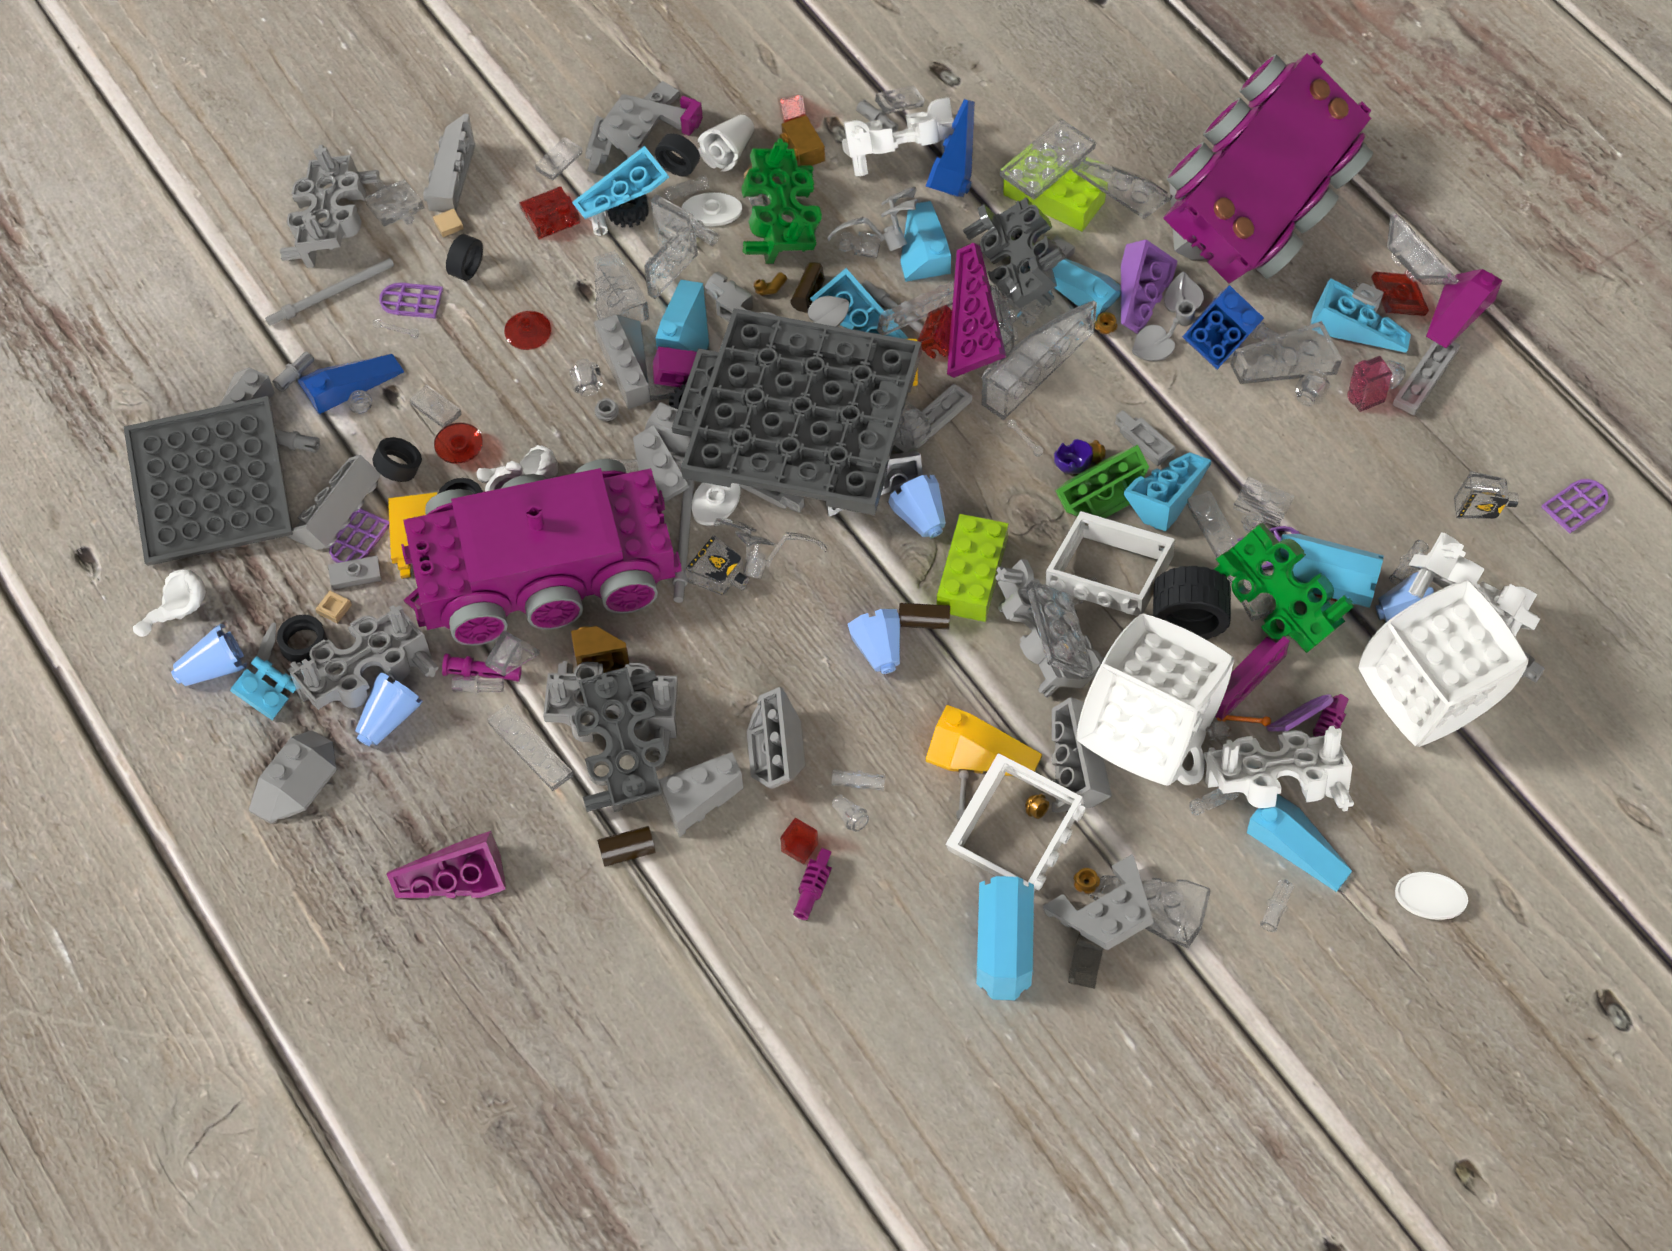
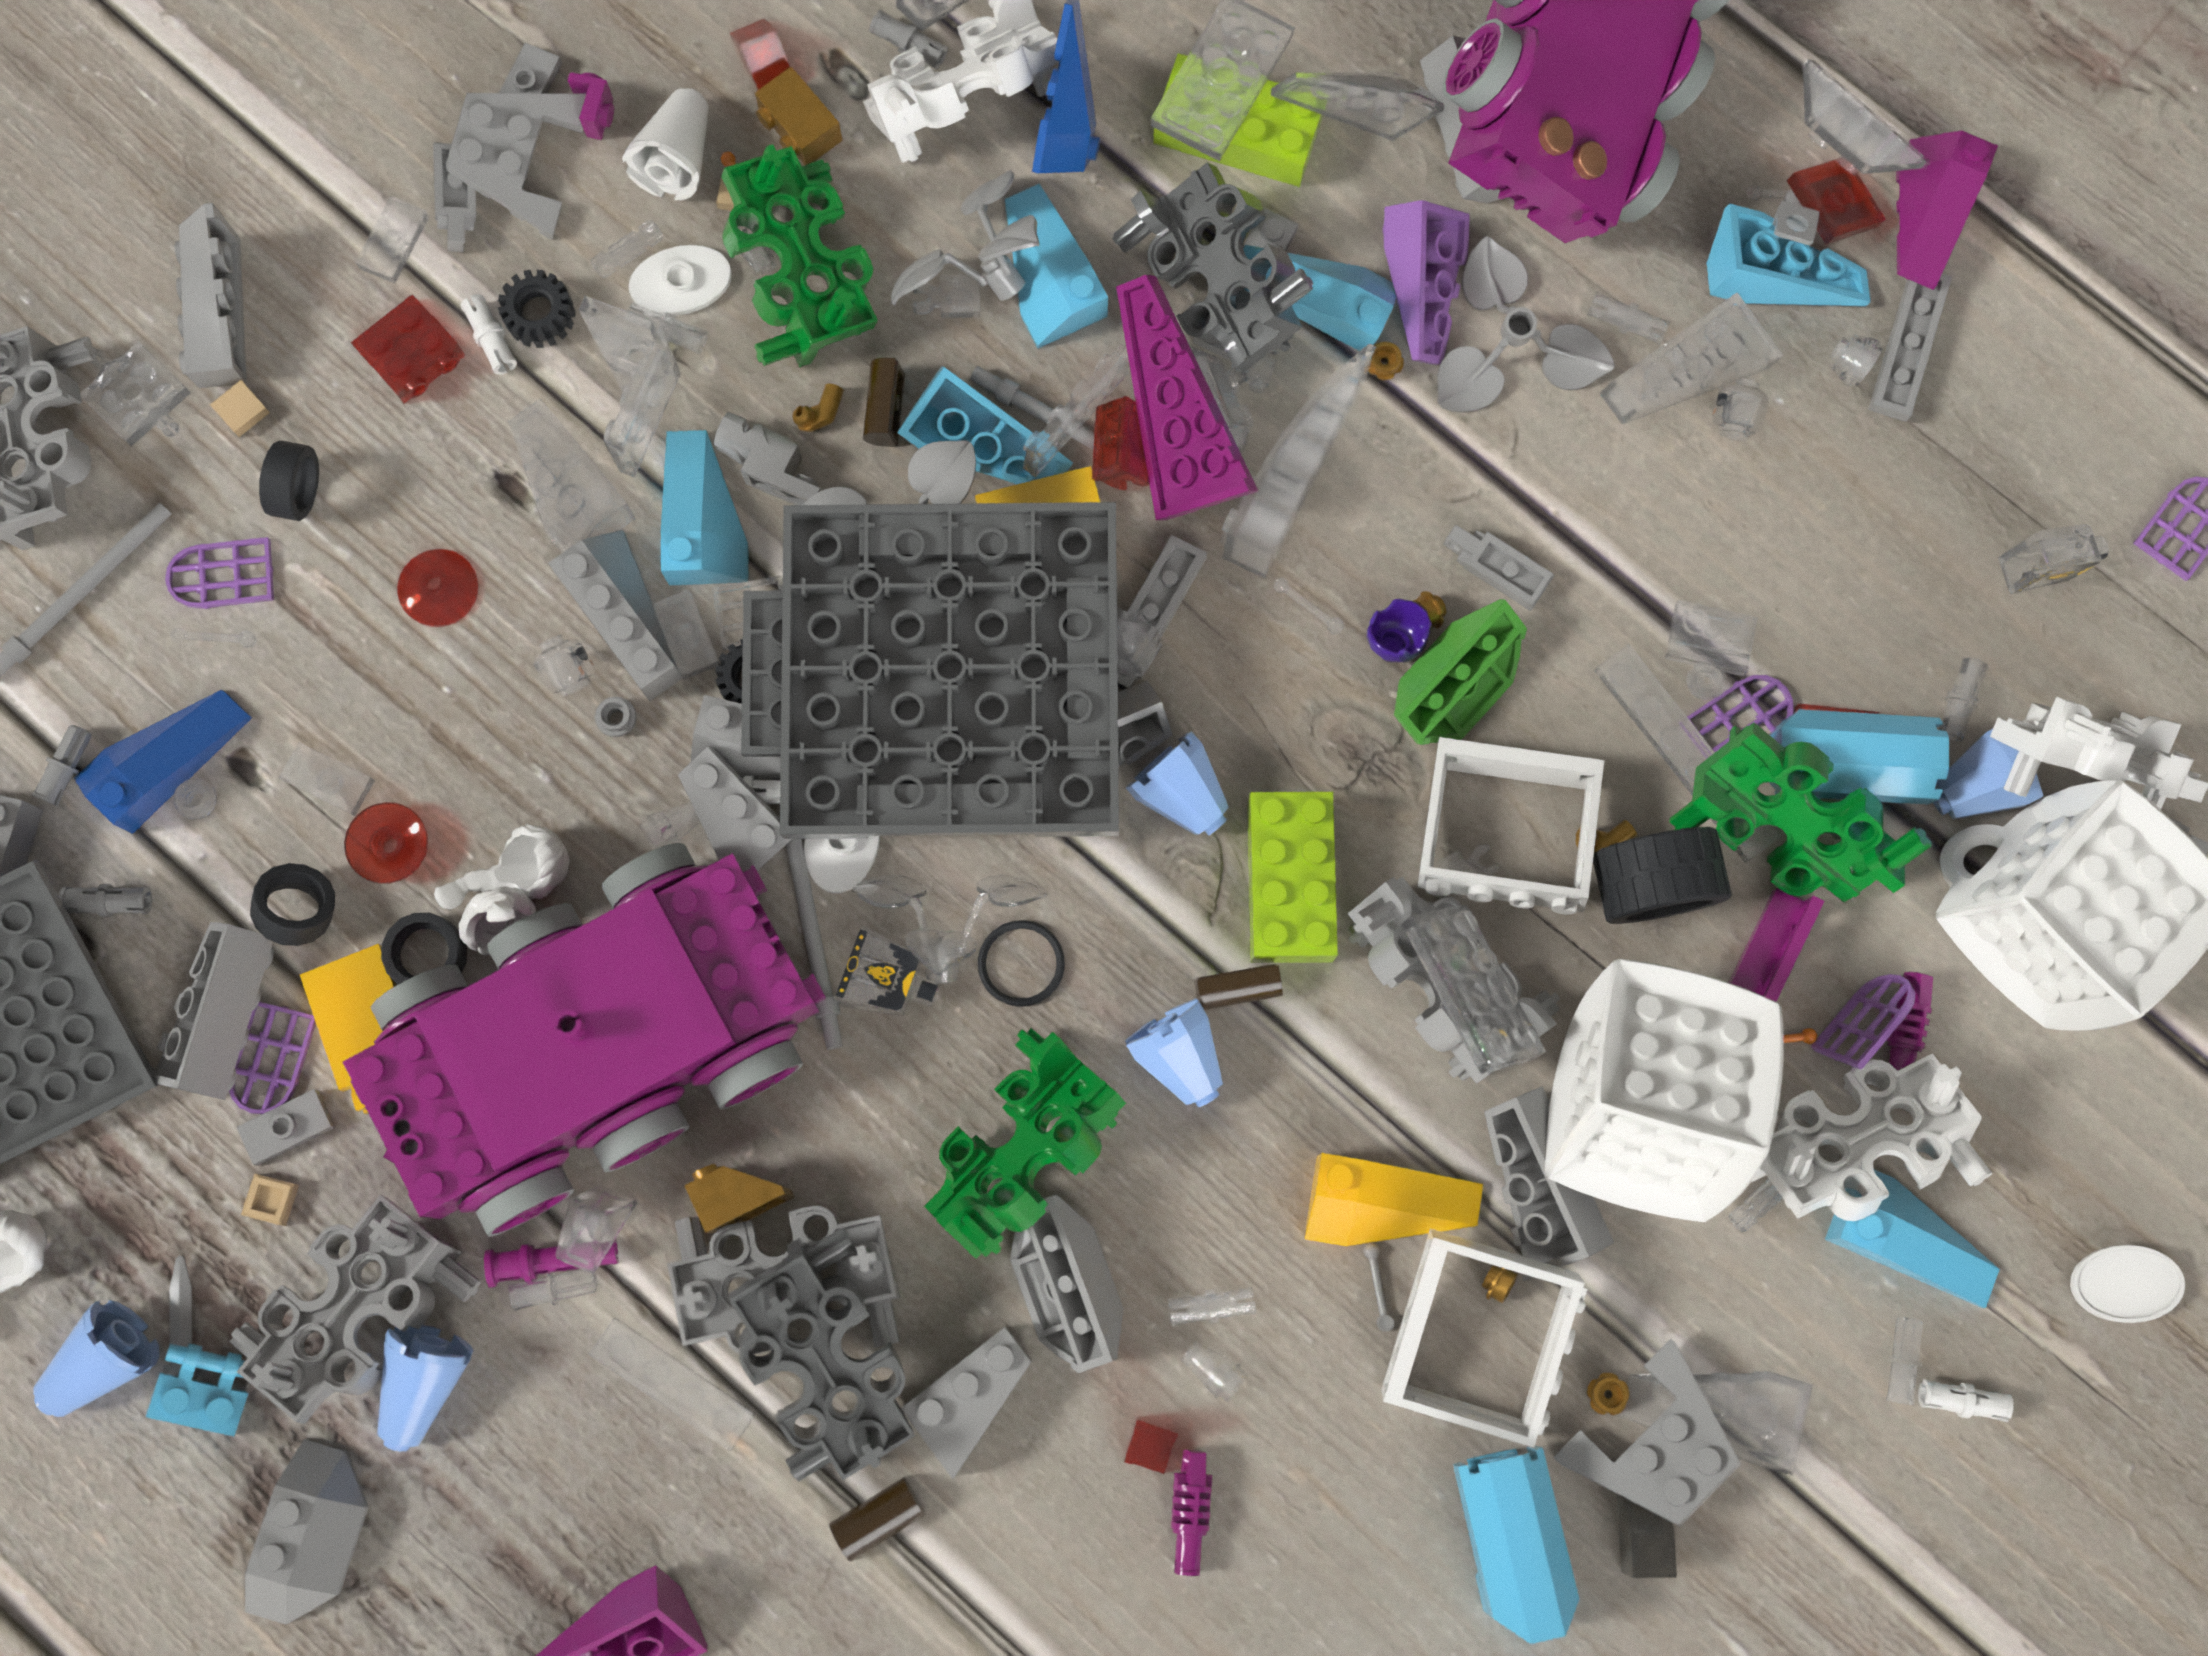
camera: 20 degrees left, 20 degrees up
(296, 624) = (204, 1271): black tyre -> none
(626, 182) = (529, 275): medium azure wedge -> none
(672, 366) = (711, 616): magenta hinge -> none
(682, 147) = (594, 193): black tyre -> none
(790, 649) = (1053, 1089): none -> green gear
(800, 562) = (1020, 1002): none -> black tyre
(1166, 491) = (1556, 662): medium azure wedge -> none
(1222, 327) = (1584, 340): blue slope -> none
(1309, 934) = (1965, 1400): none -> white pin
(1369, 383) = (1832, 387): clear pink brick -> none

